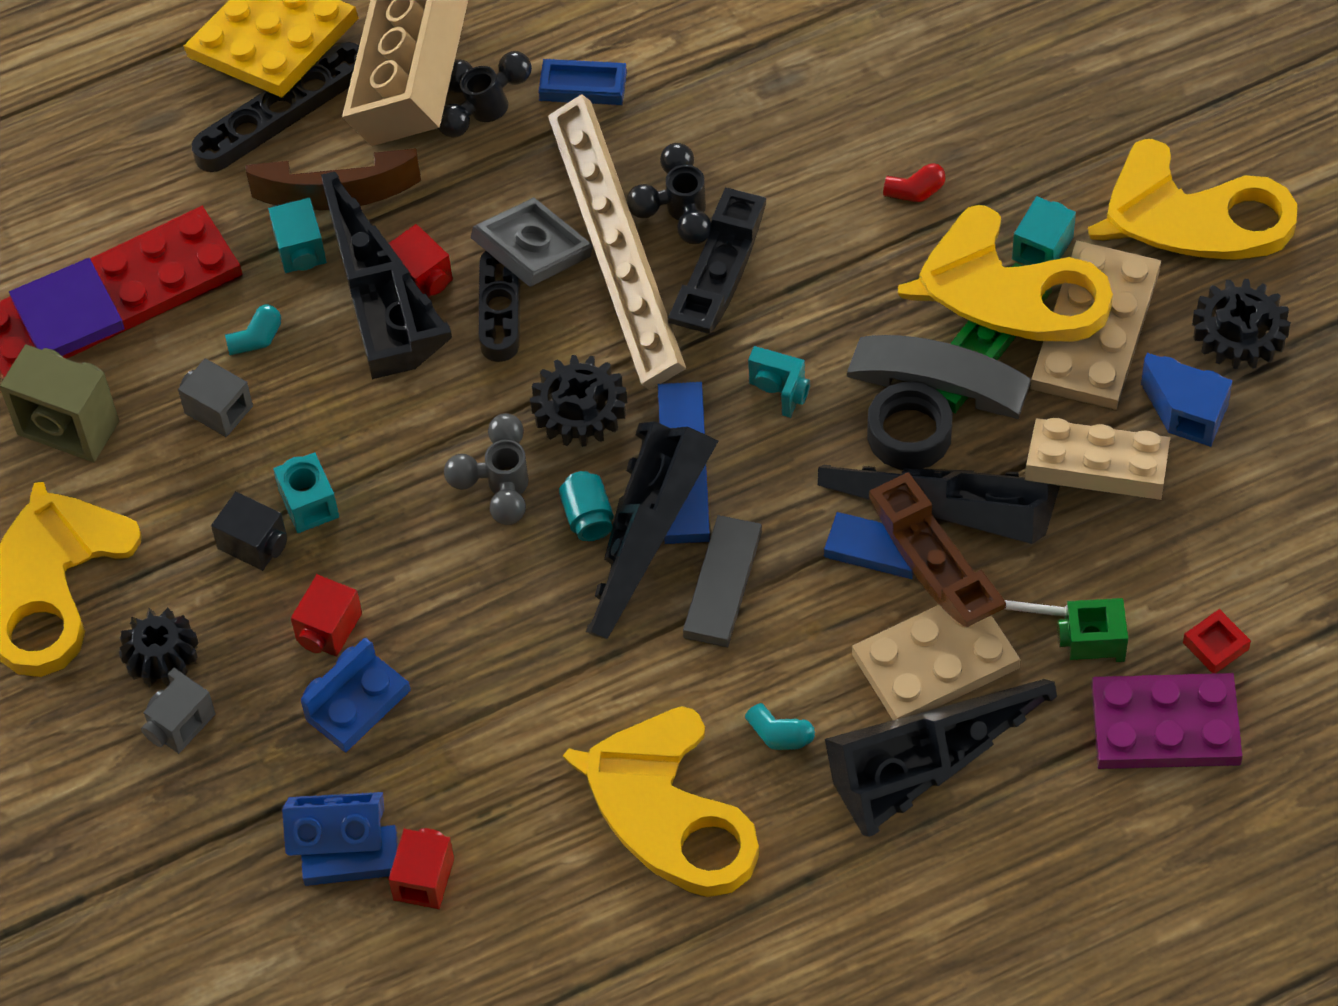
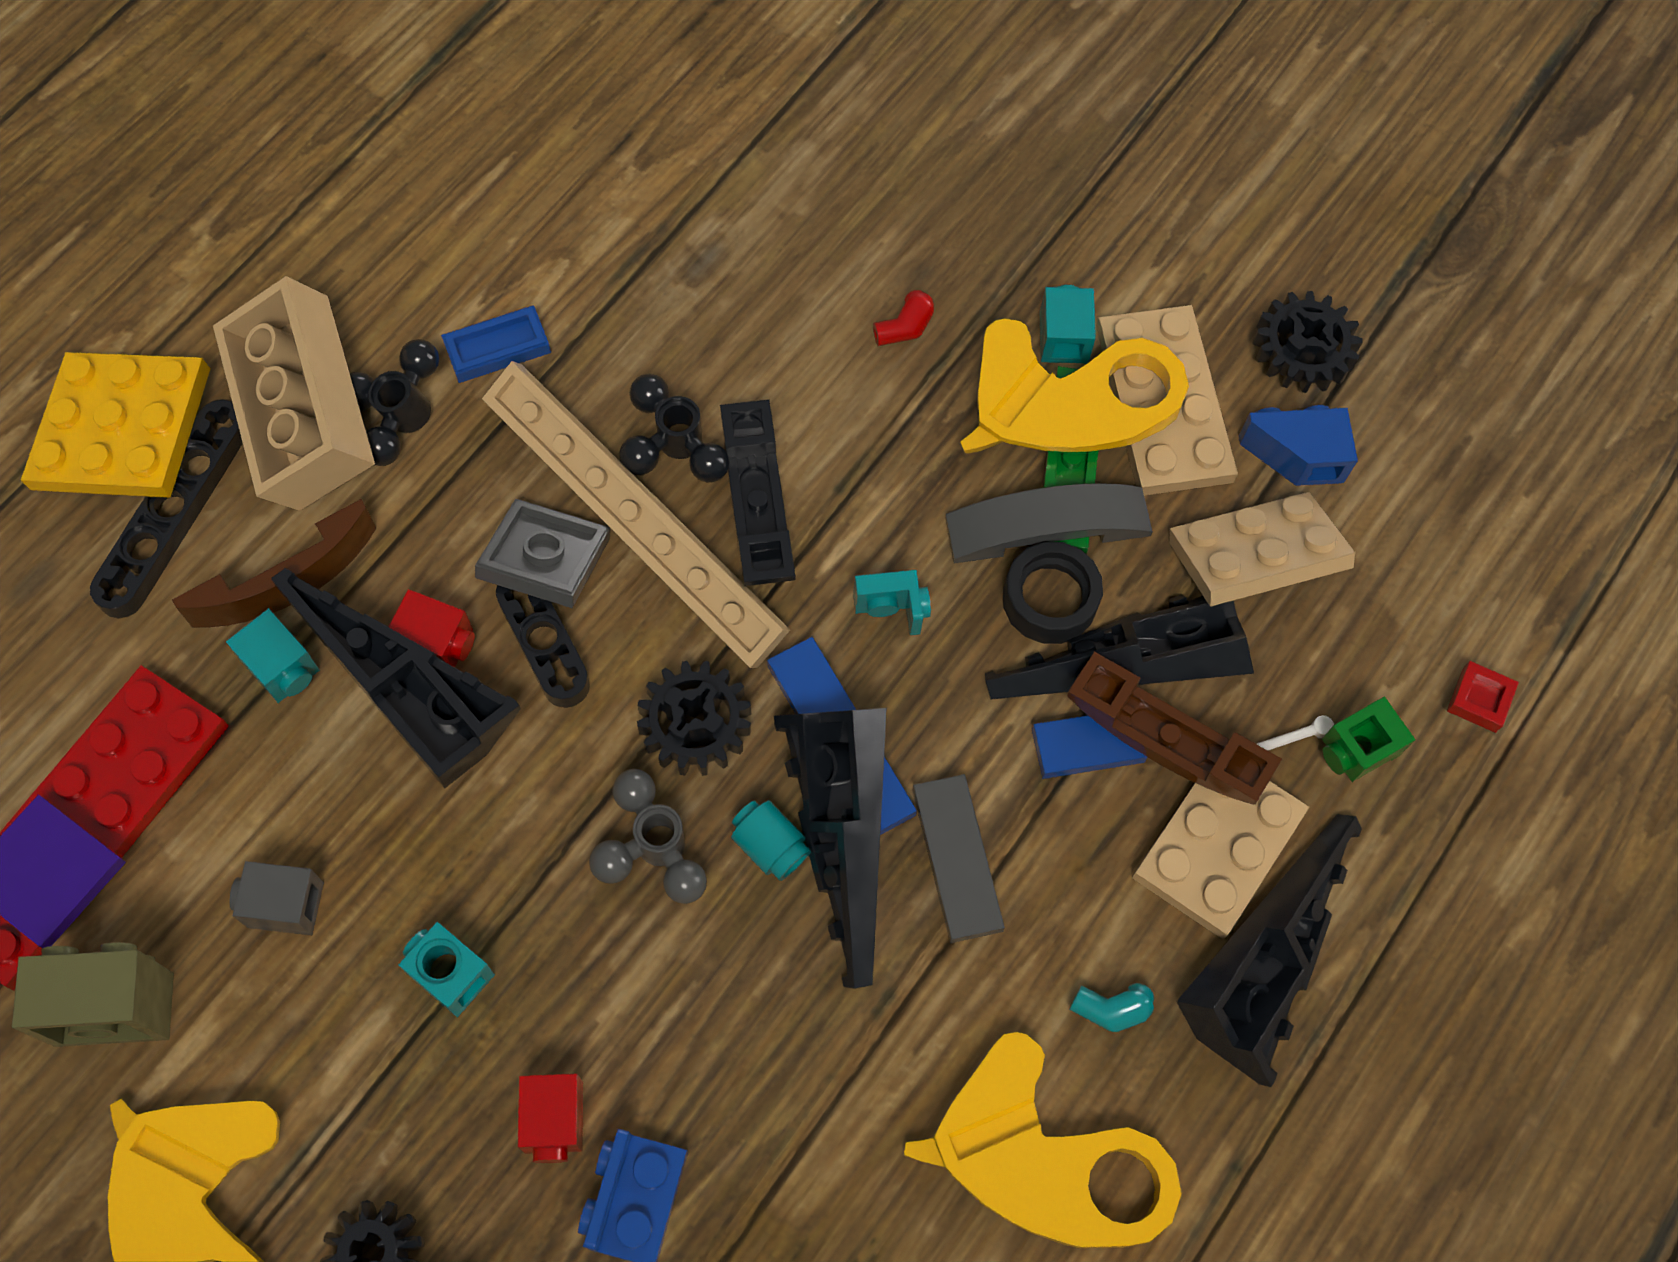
camera: 35 degrees left, 10 degrees up
(249, 531) = (406, 1049): black brick -> none
(258, 333) = (288, 791): teal arm -> none
(1166, 721) = (1481, 806): magenta plate -> none
(1196, 224) = (1192, 255): yellow animal -> none

